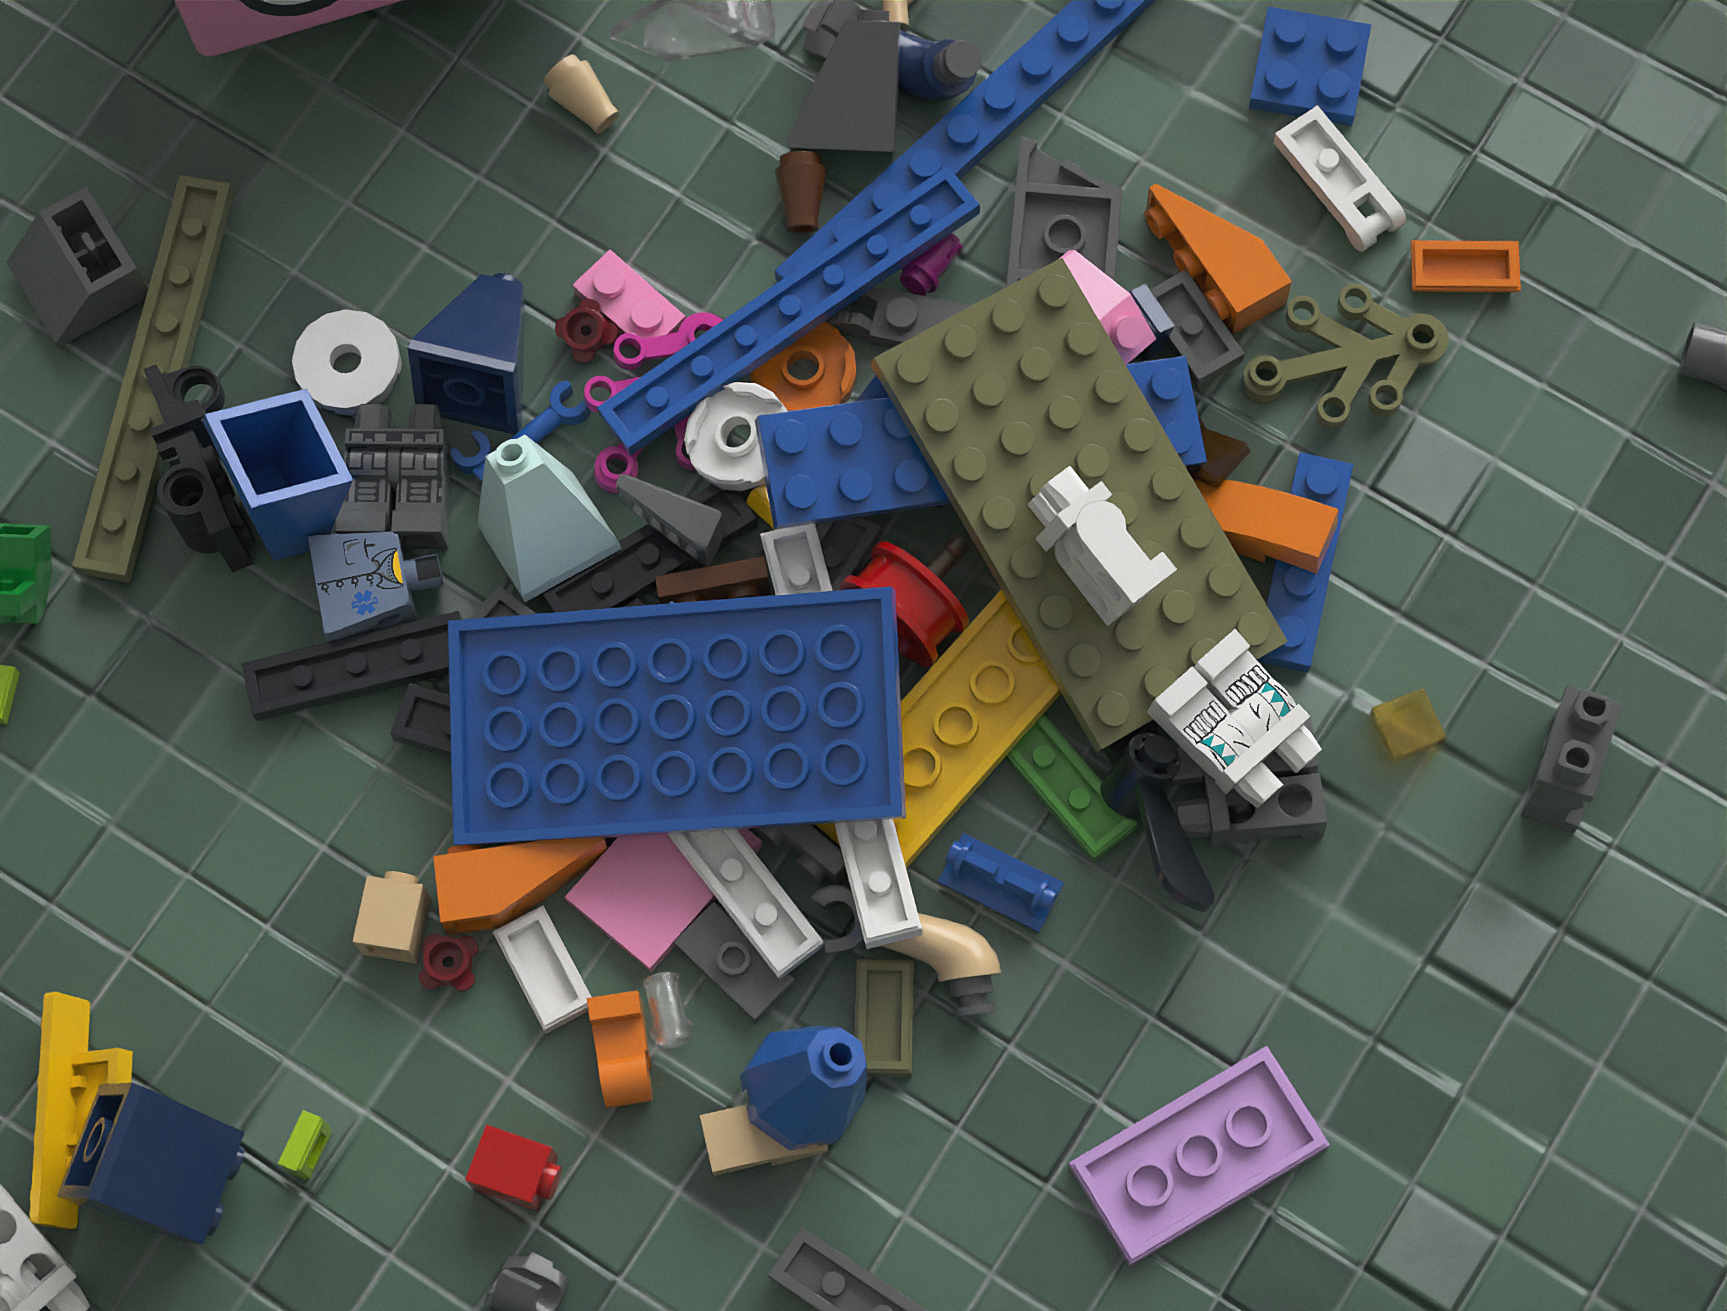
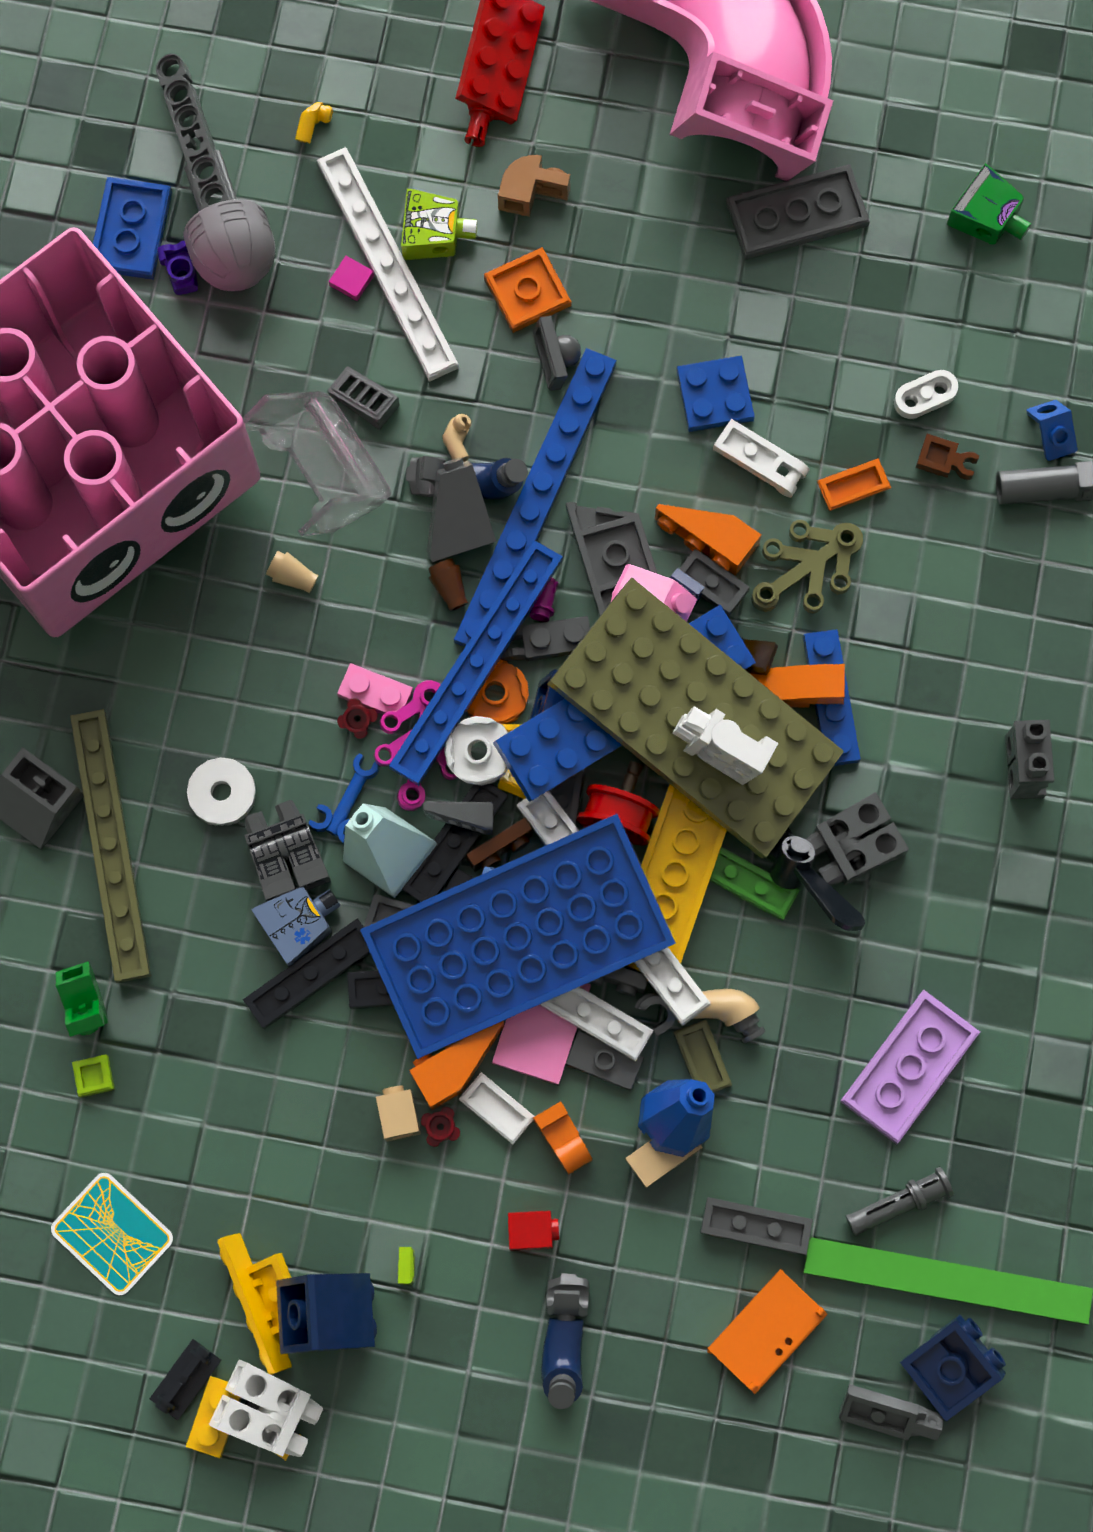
camera: 25 degrees left, 5 degrees up
(196, 486) = (167, 898): black plate -> none
(282, 468) = (223, 876): blue slope -> none
(474, 356) = (301, 760): dark blue slope -> none
(667, 1011) = (579, 1104): clear pin -> none
(1000, 882) = (736, 954): blue hinge -> none
(1233, 719) = (836, 812): white hips -> none
(1408, 725) = (928, 772): clear yellow tile -> none
(1617, 271) = (940, 456): none -> reddish brown plate
(1625, 173) = (924, 394): none -> white plate

